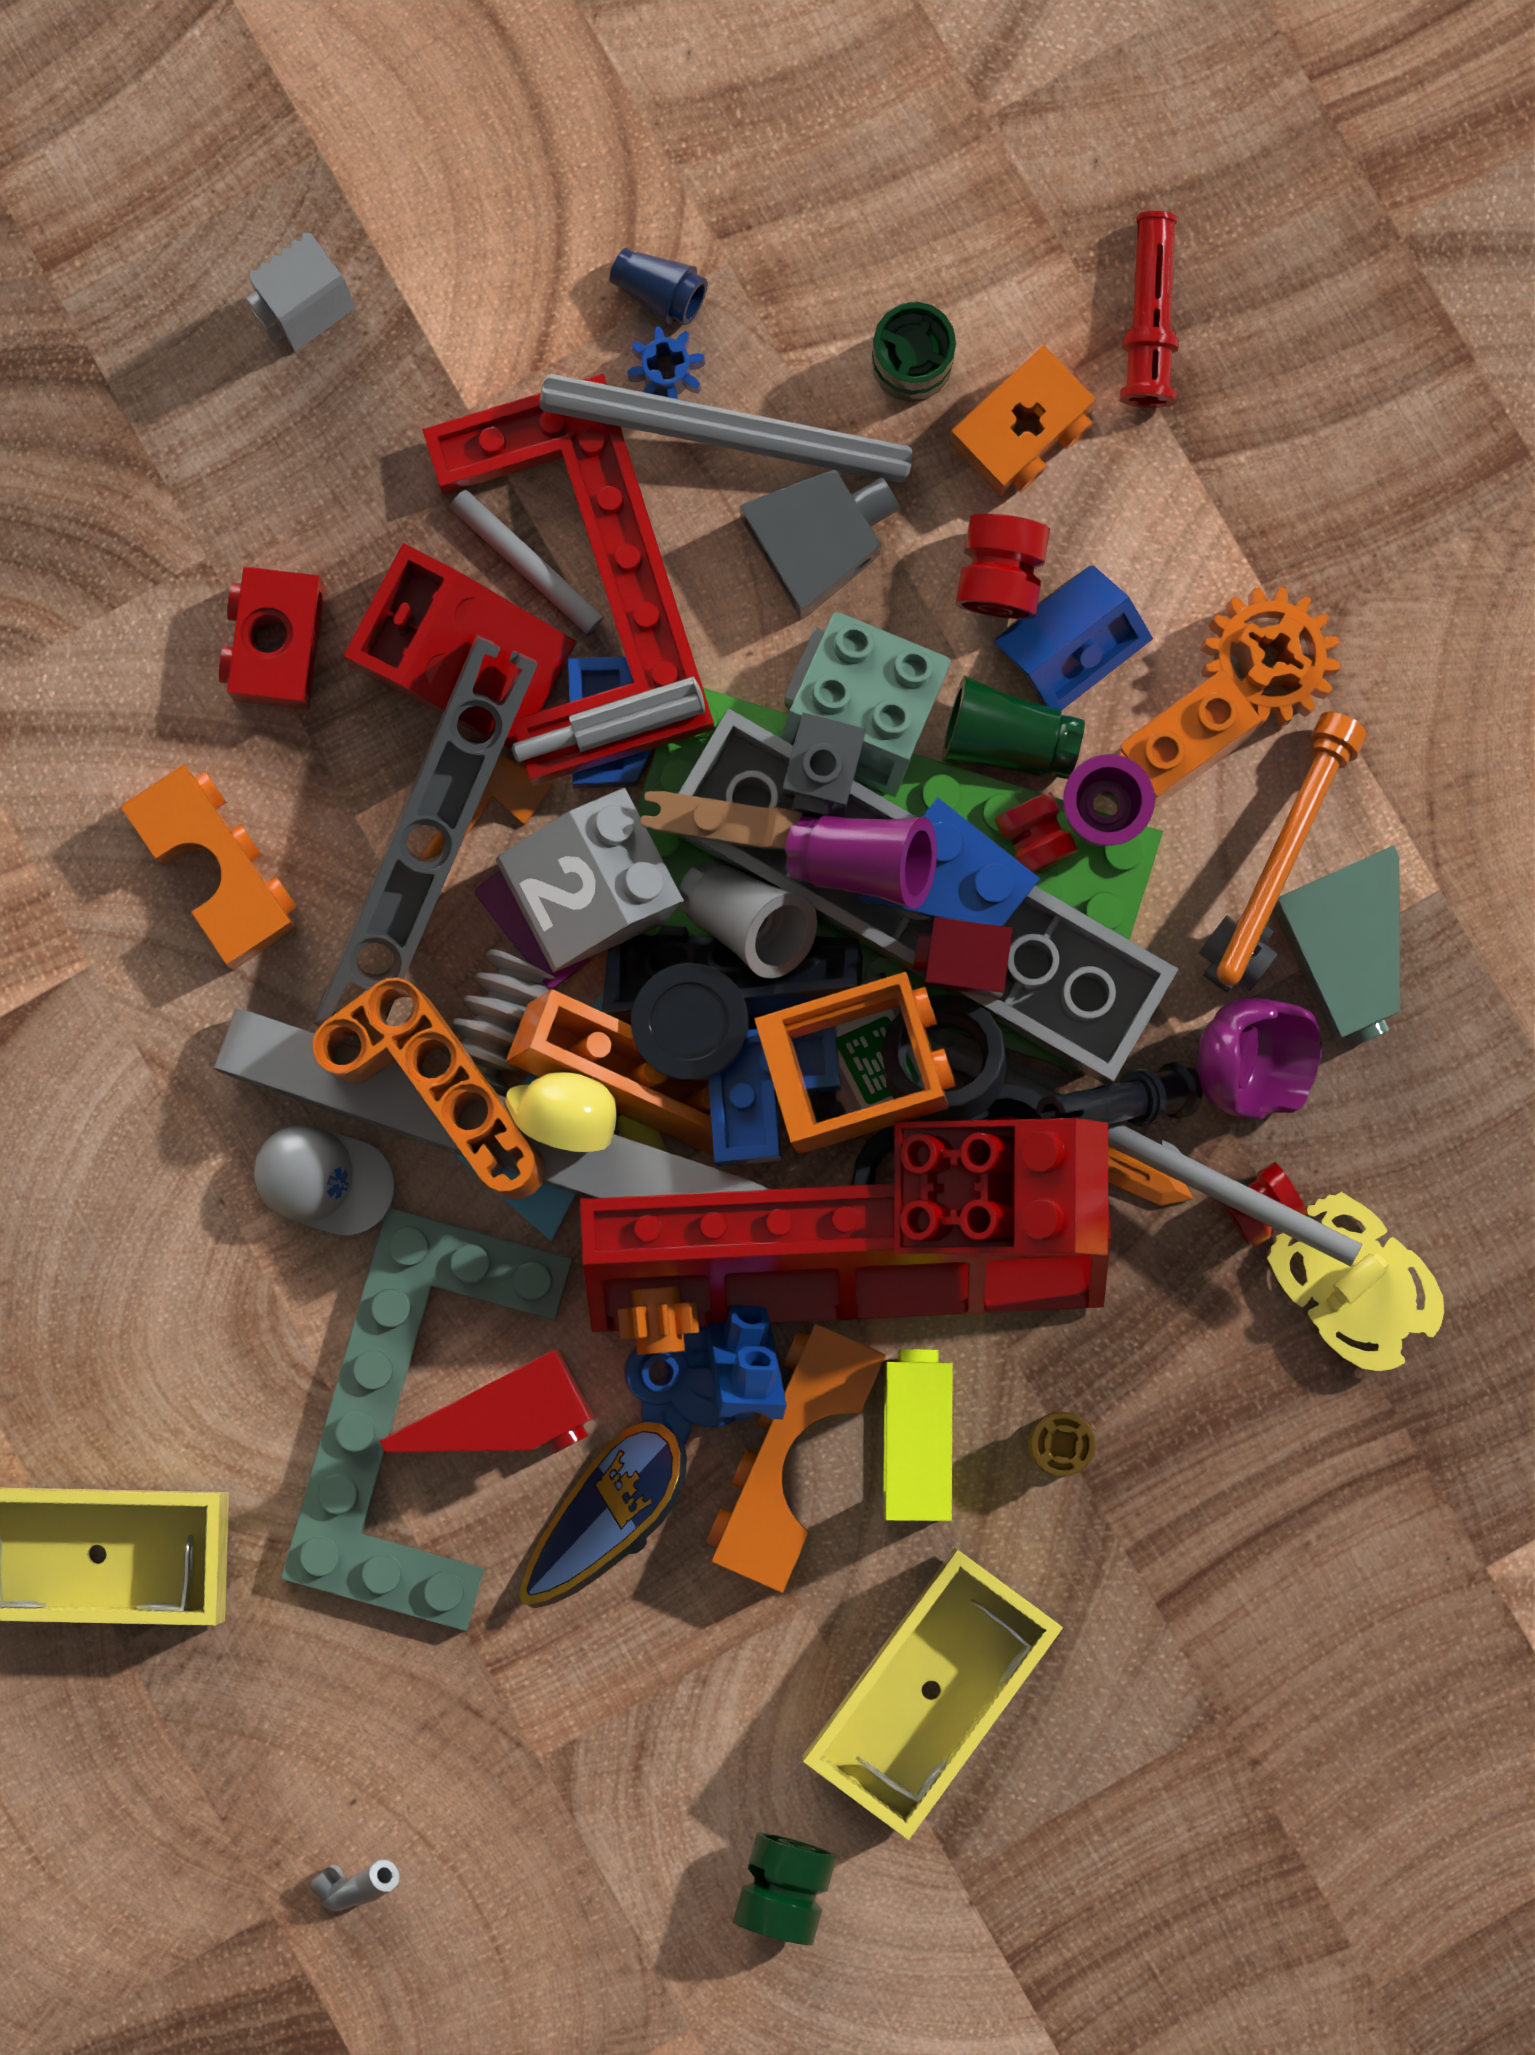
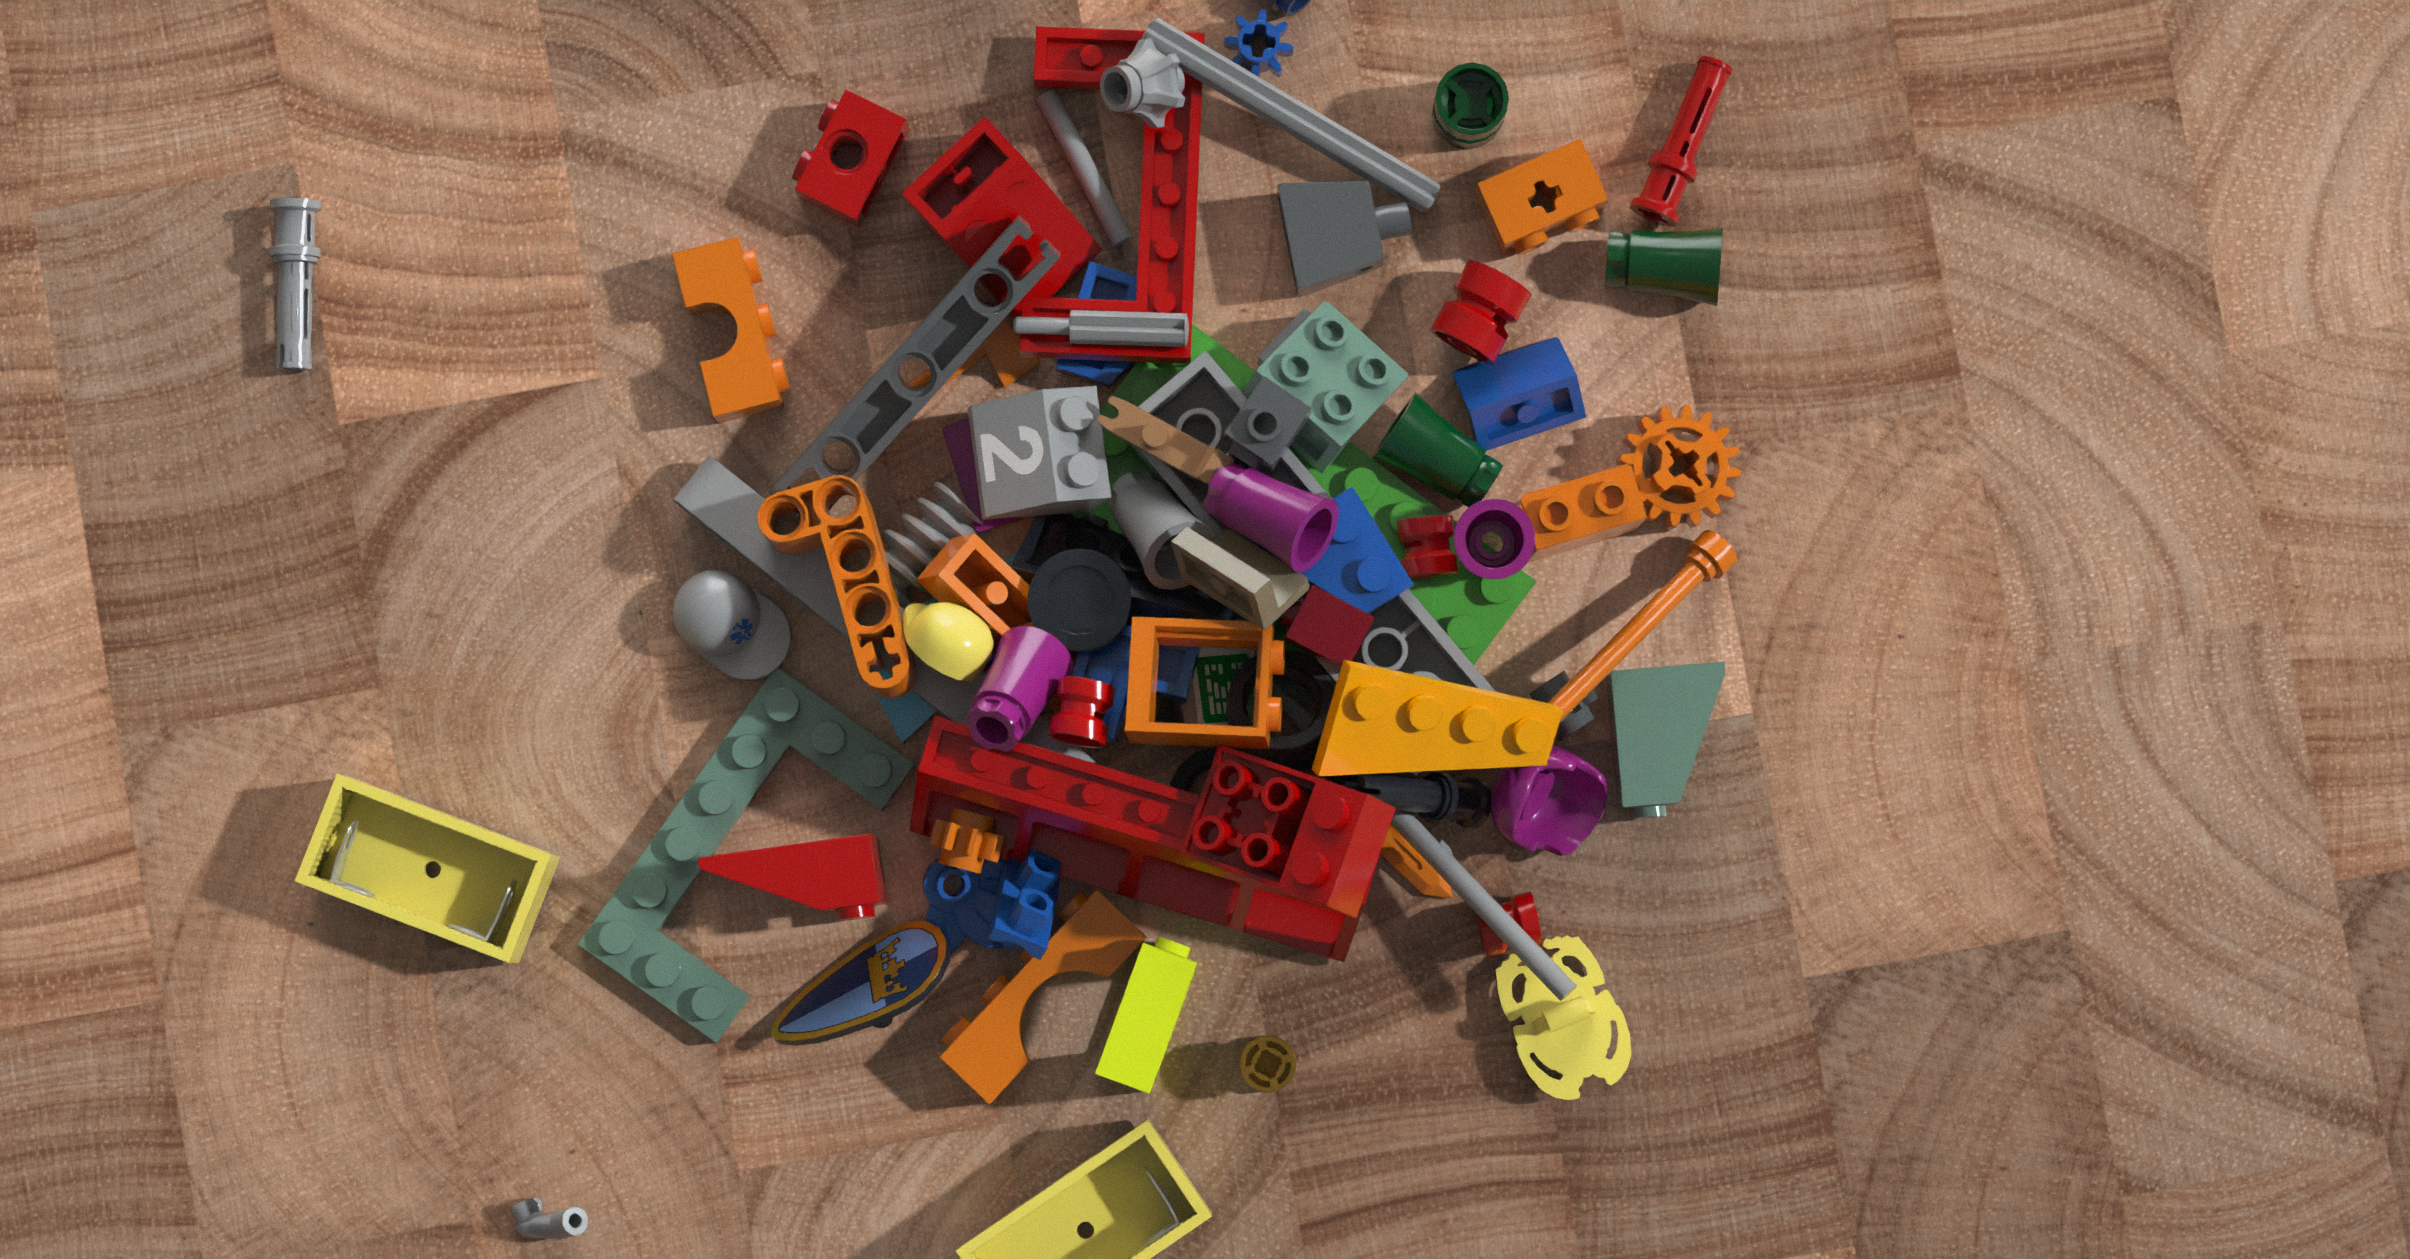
camera: 20 degrees right, 0 degrees up
(561, 448) = (1144, 84): none -> light grey rock
(658, 1134) = (1017, 687): none -> magenta plant
(736, 1135) = (1082, 710): none -> red wheel
(852, 934) = (1239, 575): none -> dark tan panel
(1099, 1024) = (1420, 723): none -> light orange wing
(1181, 445) = (1666, 263): none -> dark green plant

